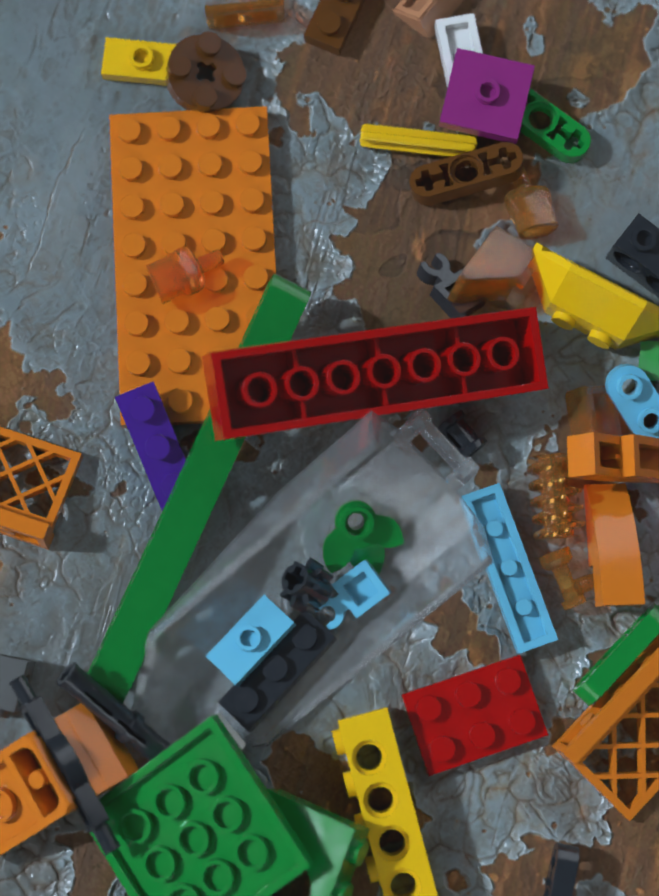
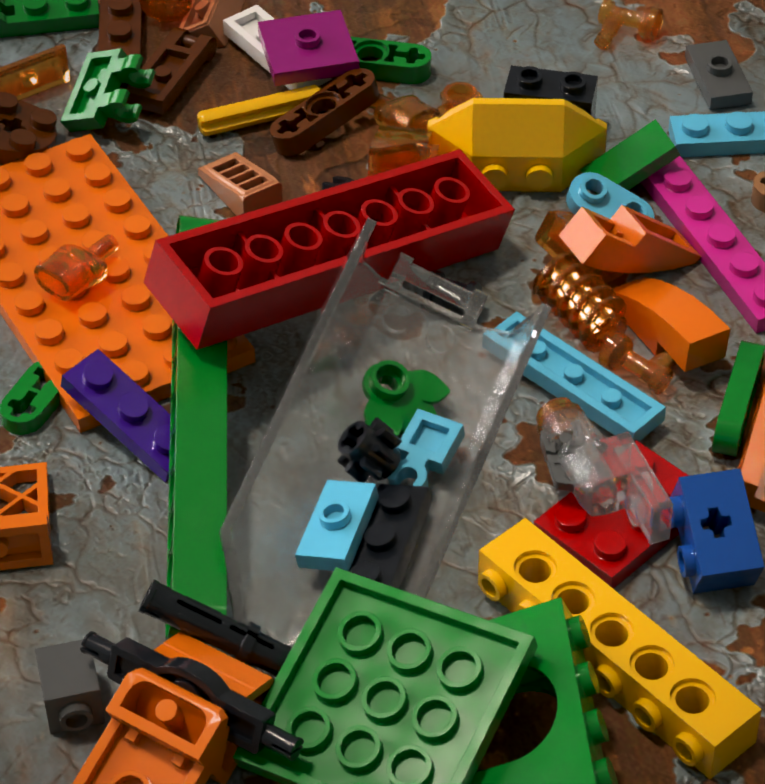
camera: 25 degrees left, 35 degrees down
(91, 374) = (25, 393): none -> green beam
(290, 62) = (98, 94): none -> green plate
(366, 57) = (175, 65): none -> reddish brown plate
(367, 251) = (241, 184): none -> nougat slope
(459, 693) = (602, 471): none -> clear plate
(520, 809) = (723, 505): none -> blue brick
(585, 201) = (456, 94): none -> clear orange plate

